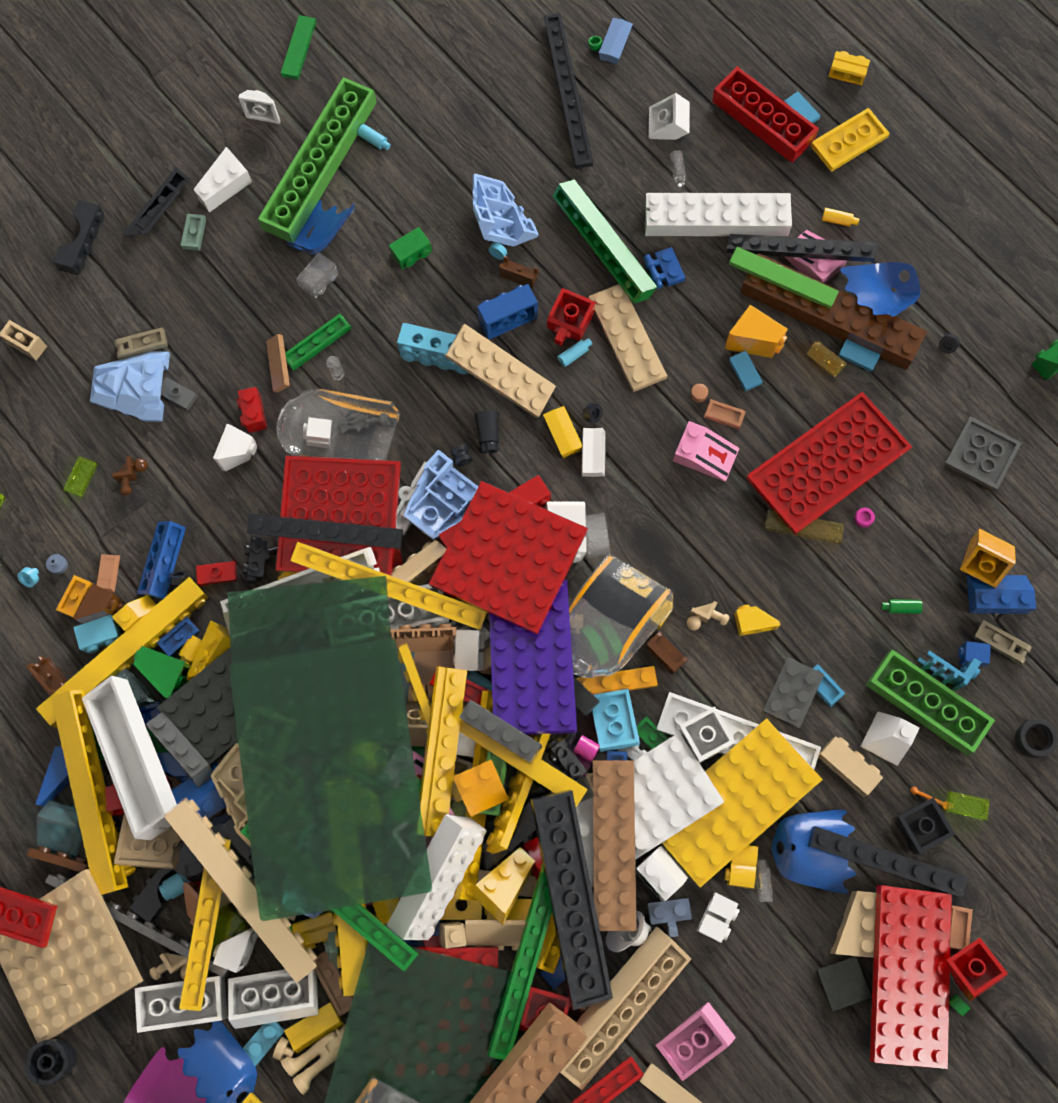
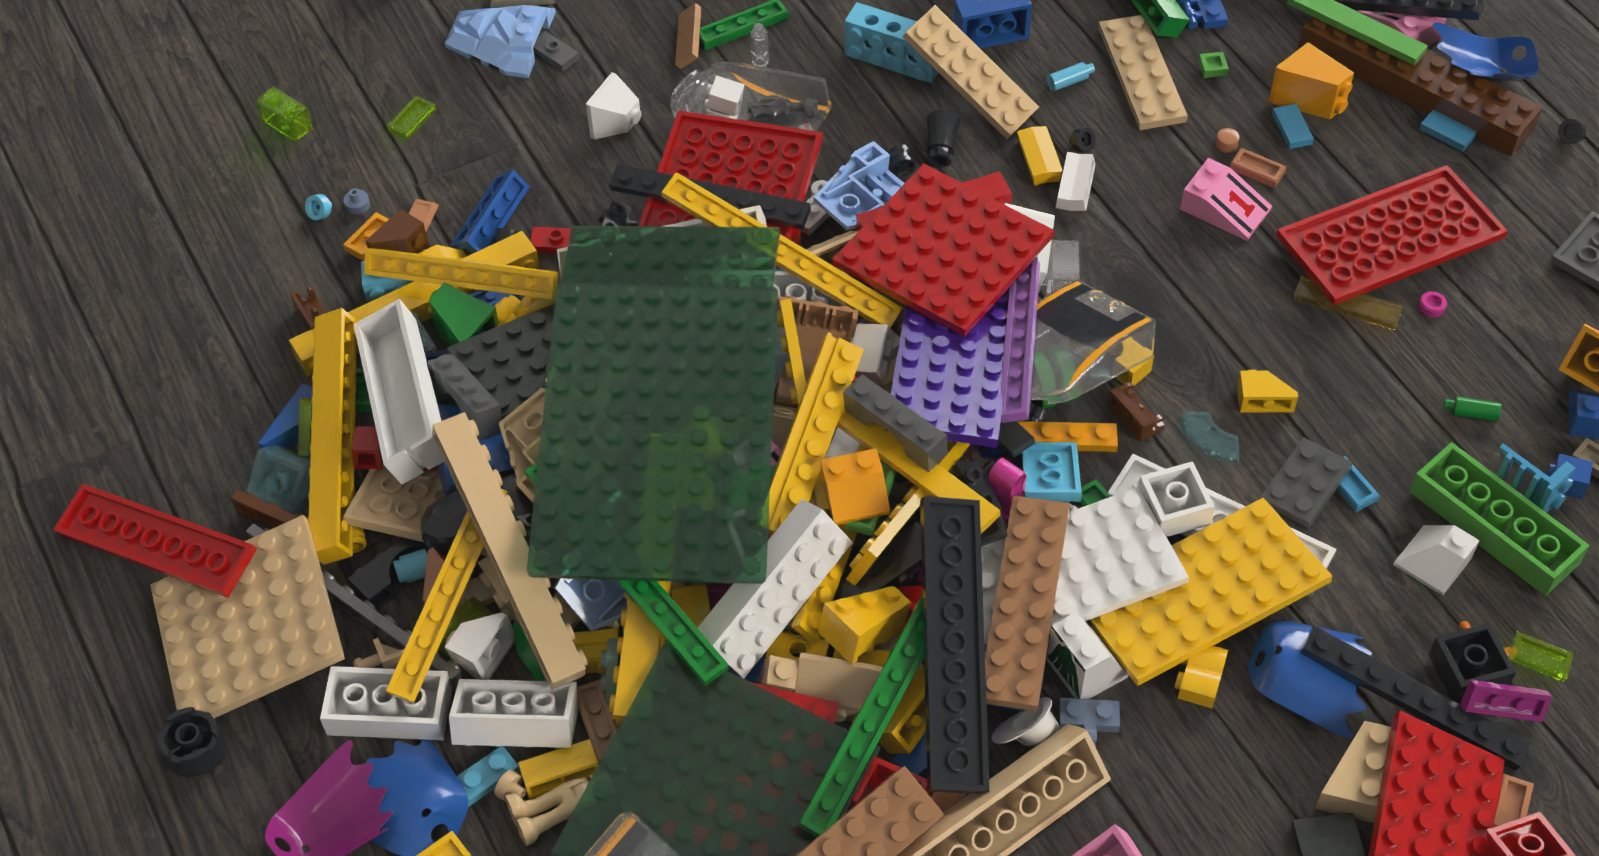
camera: 10 degrees right, 20 degrees down
(65, 786) = (304, 426): none -> clear neon green tile
(128, 473) = (472, 119): reddish brown piece -> none
(152, 636) = (461, 273): none -> yellow plate
(252, 410) = (644, 75): red brick -> none
(570, 316) = (1071, 34): red hinge -> none
(578, 634) = (1020, 345): none -> medium lavender plate
(680, 323) = (1213, 64): none -> bright green plate
(703, 614) = (1196, 376): tan piece -> none
(717, 917) = (1153, 736): white piece -> none
(720, 663) = (1209, 437): none -> clear light blue tile
(763, 882) = (1230, 701): clear cylinder -> none
(826, 358) = (1404, 128): clear yellow hinge -> none
(850, 766) = (1374, 579): tan brick -> none
(949, 854) = (1506, 700): none -> magenta plate

